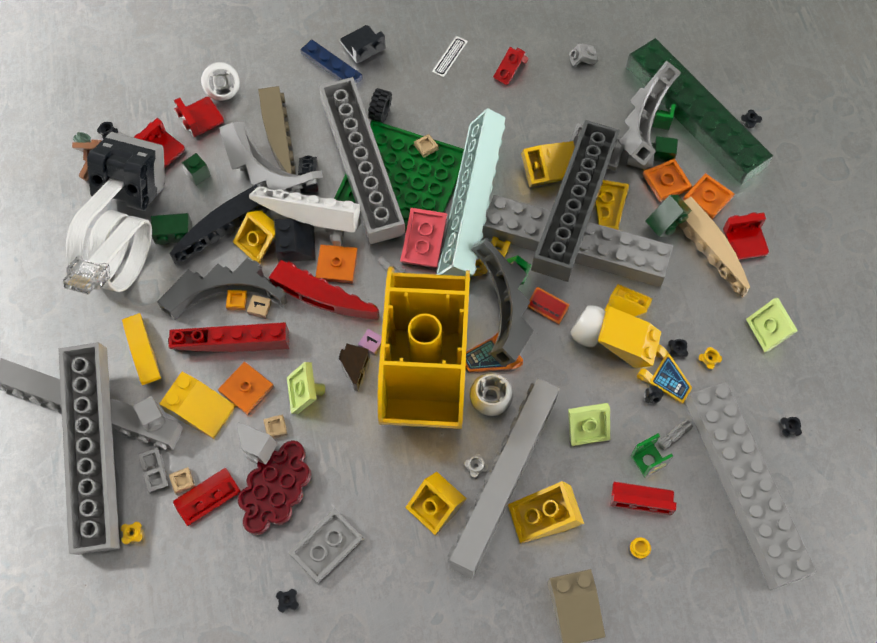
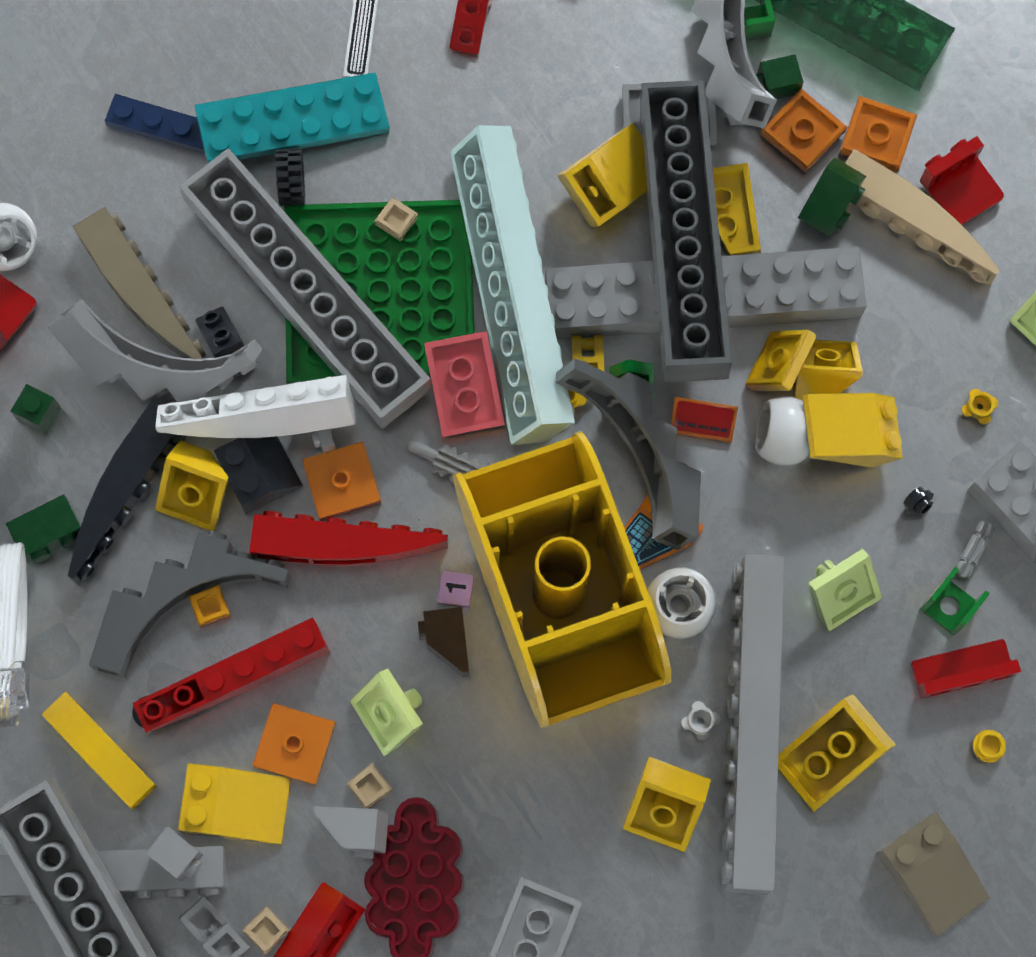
camera: 25 degrees left, 10 degrees up
(259, 306) = (251, 602): tan tile -> none
(363, 43) = (206, 68): black bracket -> none
(401, 80) = (293, 117): none -> teal plate
(603, 288) = (780, 360): none -> yellow tile
(667, 377) = (928, 464): flag -> none
(682, 344) = (932, 403): black plate -> none

